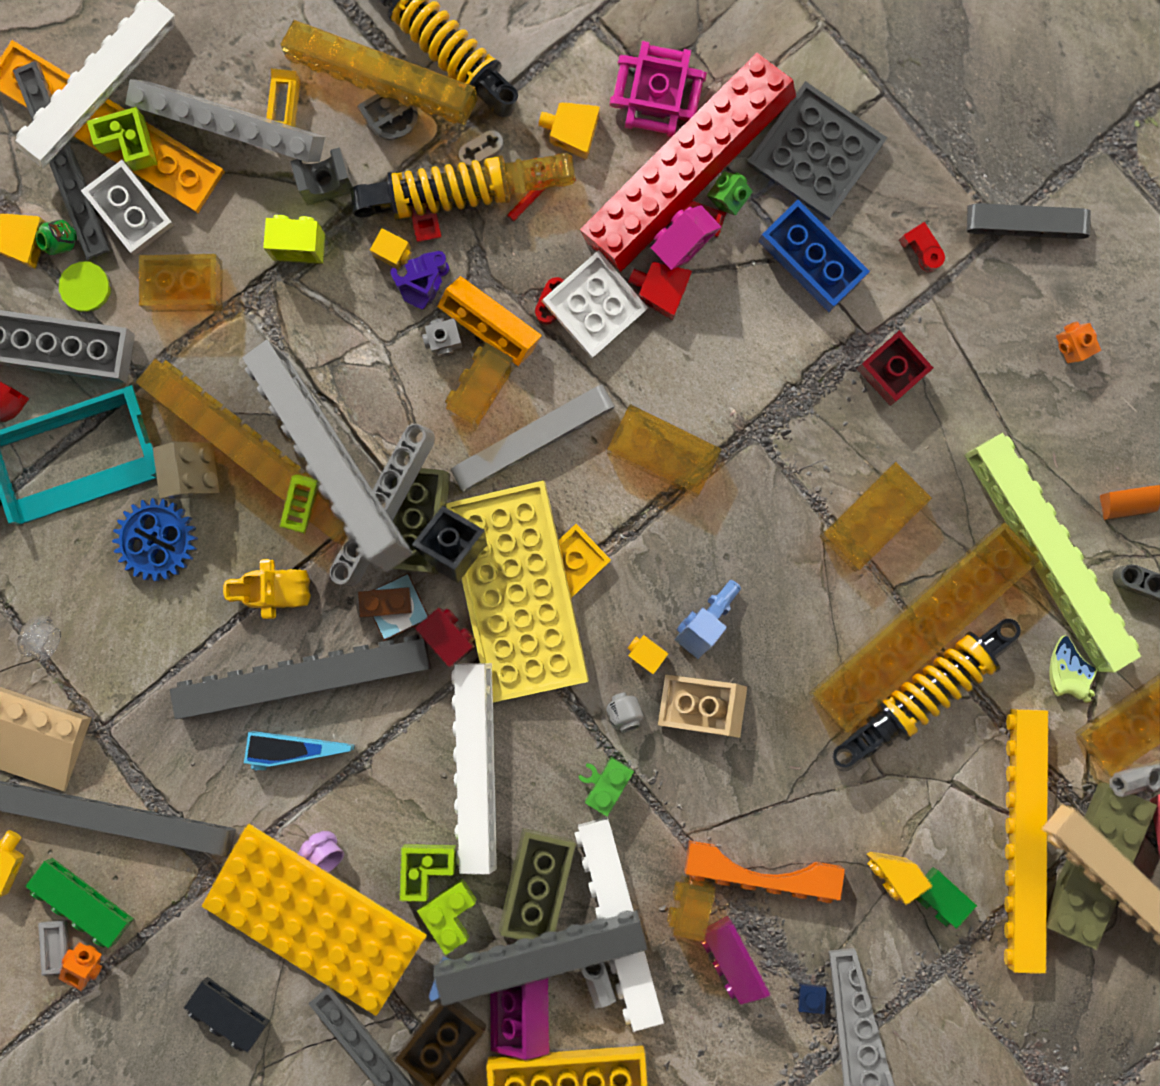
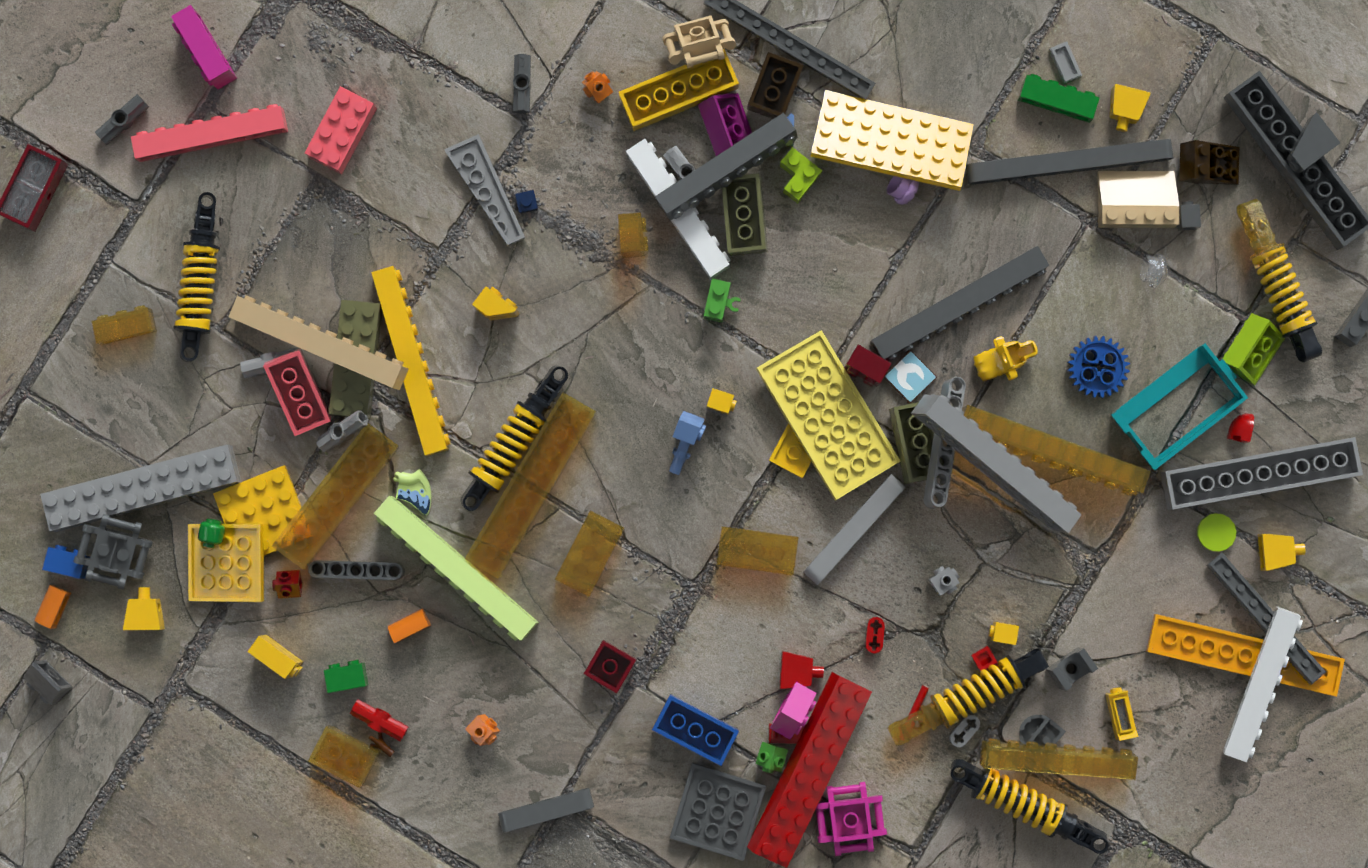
camera: 165 degrees right, 0 degrees up
(56, 237) = (1249, 560): green head -> none
(80, 966) = (1041, 56): orange brick -> none
(126, 132) = (1223, 652): lime brick -> none
(127, 208) = (1204, 598): white brick -> none
(180, 282) = (1146, 556): clear yellow brick -> none
(186, 470) = (1093, 422): dark tan brick -> none
(225, 120) = (1157, 685): light grey brick -> none
(226, 1015) = (929, 56): black brick -> none
(276, 749) = (960, 248): slope -> none
(293, 490) = (996, 432): lime slope -> none
(294, 239) = (1076, 614): neon yellow brick -> none
(385, 602) = (919, 376): reddish brown plate -> none
(420, 862) = (832, 201): lime brick -> none
(422, 278) = (973, 616): dark purple piece -> none
(450, 543) = (886, 431): black slope -> none
(474, 768) = (815, 282): white brick -> none
(479, 385) = (905, 552): clear yellow brick -> none
(489, 320) = (914, 603): light orange brick -> none
(572, 127) = (903, 768): yellow torso -> none
(594, 304) = (842, 641): white plate -> none
(624, 712) = (722, 355): light grey head -> none
(702, 705) = (669, 378): tan slope -> none
(734, 962) = (590, 208): magenta slope -> none
(817, 879) = (550, 283): orange arch -> none
(925, 246) = (610, 761): red leg -> none
(946, 899) = (455, 300): green brick -> none

